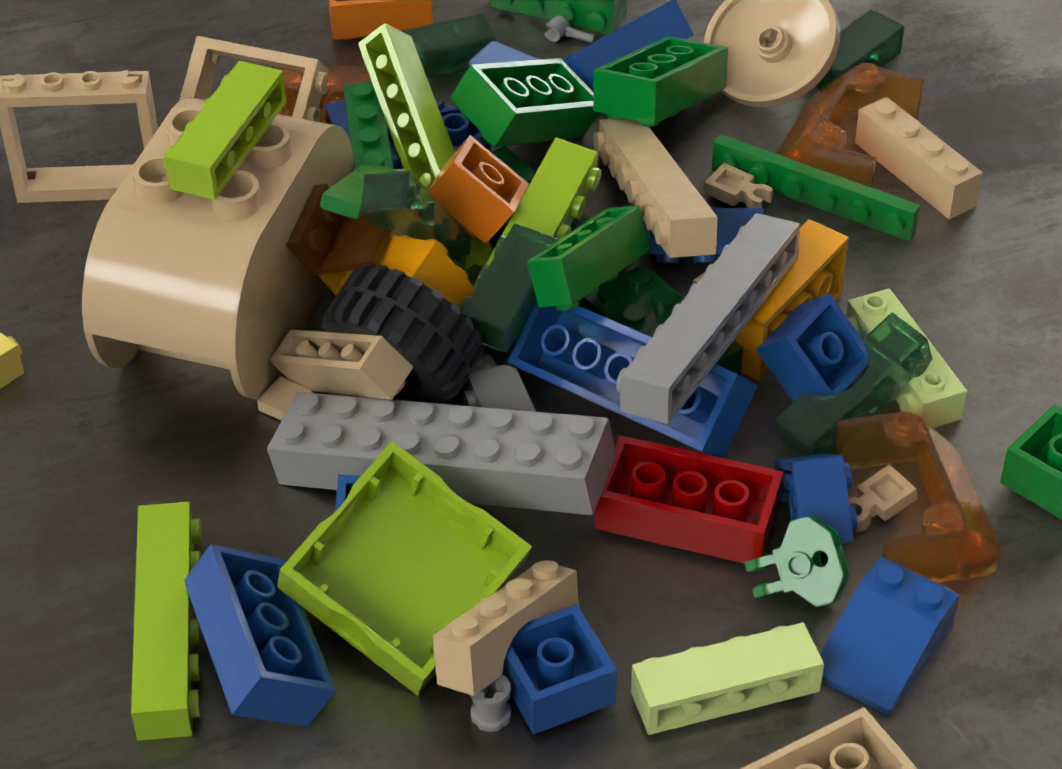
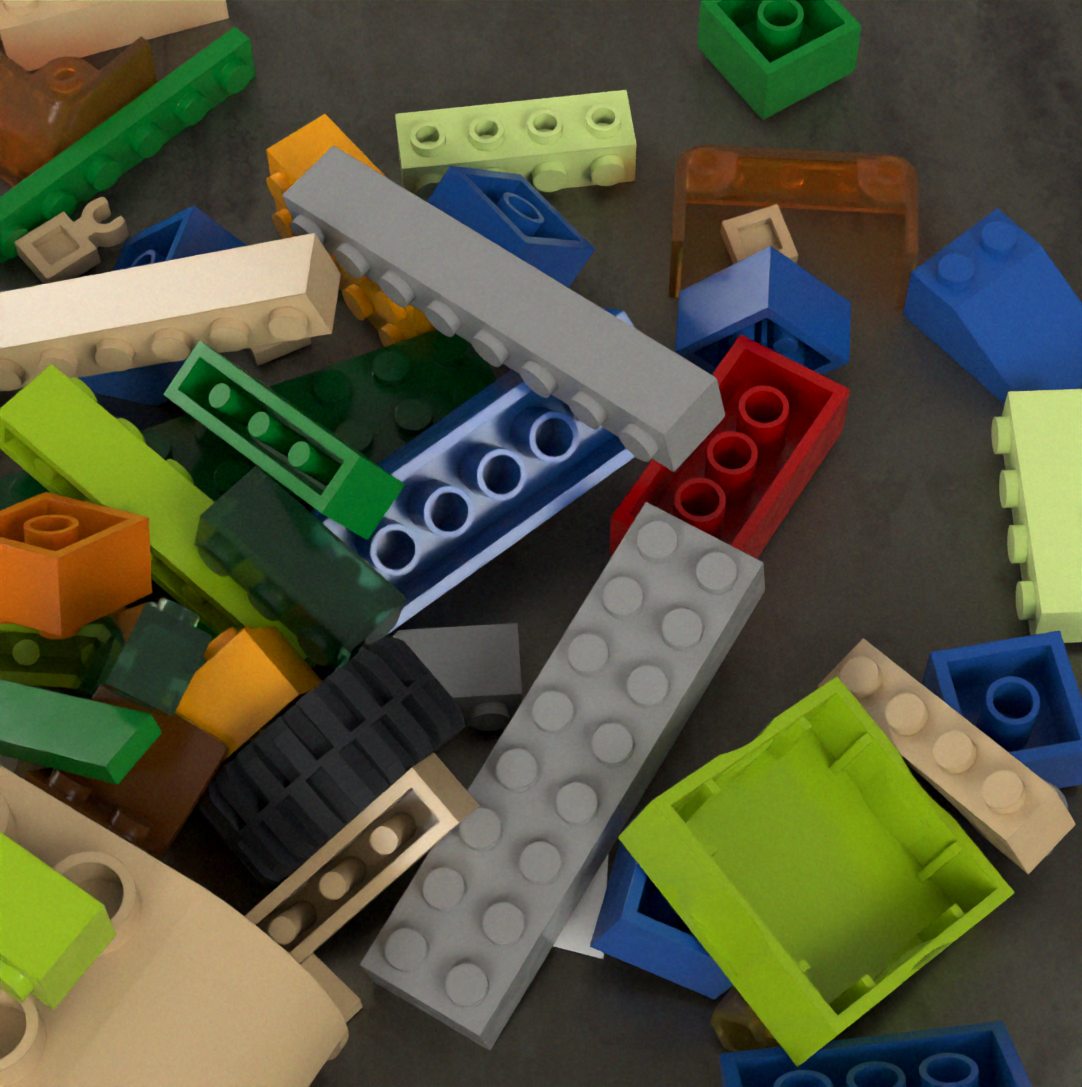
camera: 75 degrees left, 15 degrees up
(801, 564) = (889, 368): hinge -> none
(895, 357) = (569, 143): clear green arch -> none

